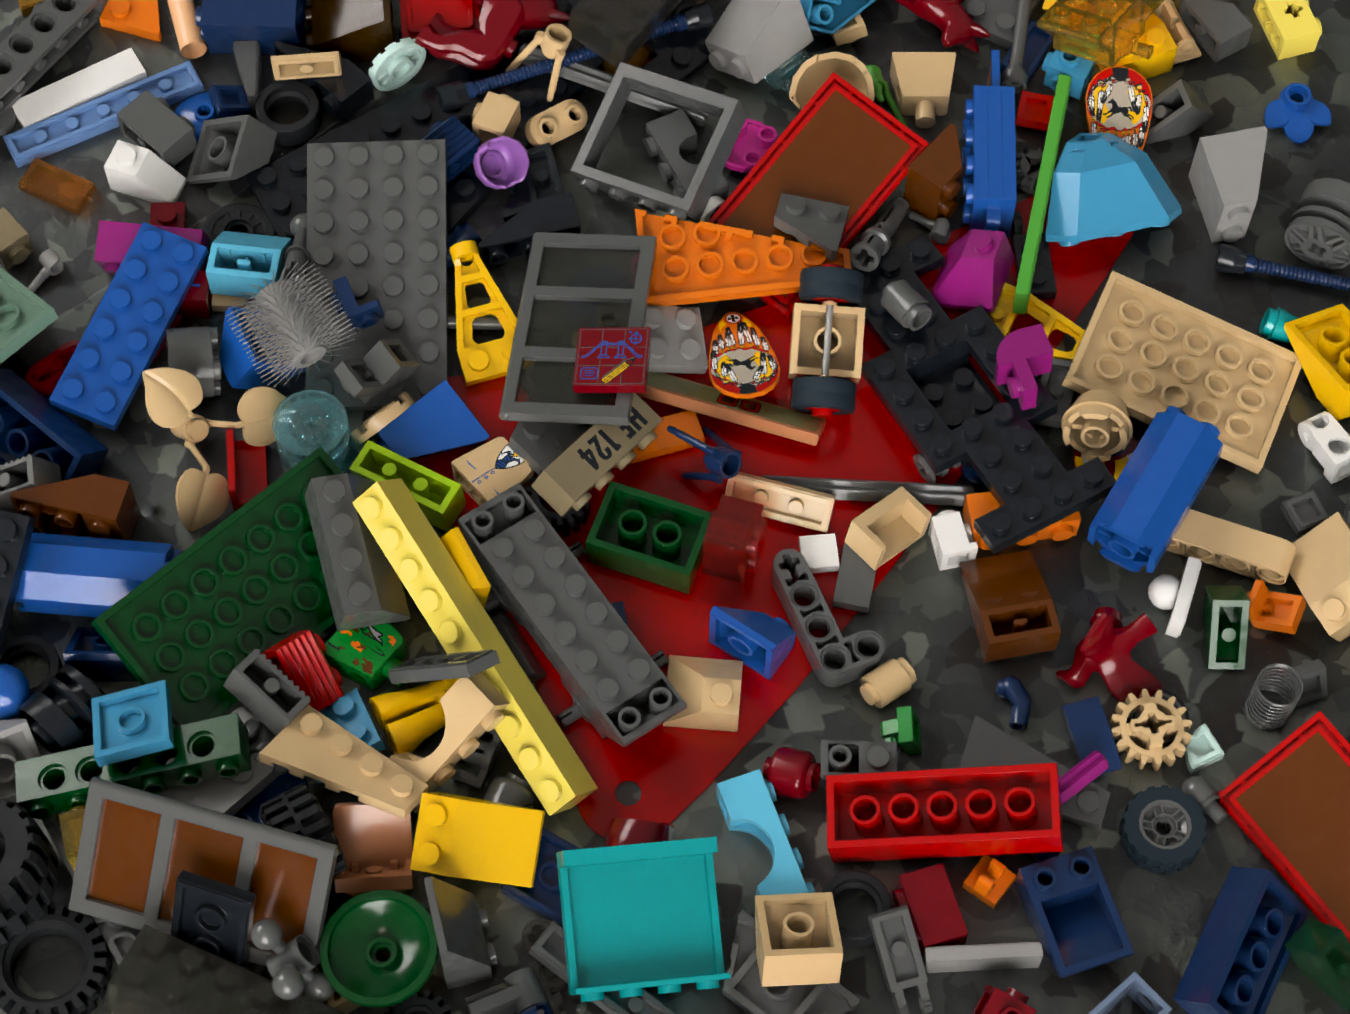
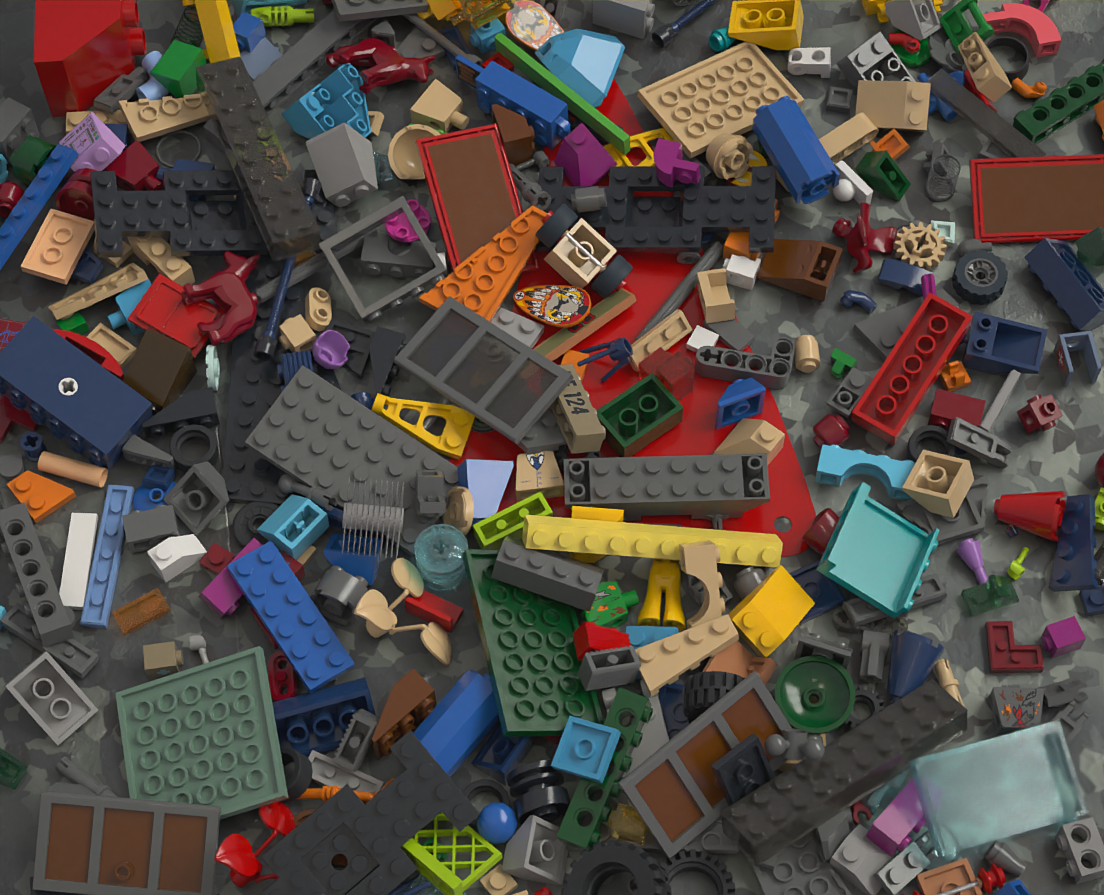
camera: 55 degrees left, 0 degrees up
(306, 65) = (177, 415): tan slope -> none
(361, 316) = (389, 476): dark blue bracket -> none
(443, 666) = (664, 560): dark grey tile -> none
(553, 45) = (279, 271): tan plant -> none
(612, 360) = (527, 360): dark red tile -> none
(812, 222) = (501, 212): dark grey wing -> none

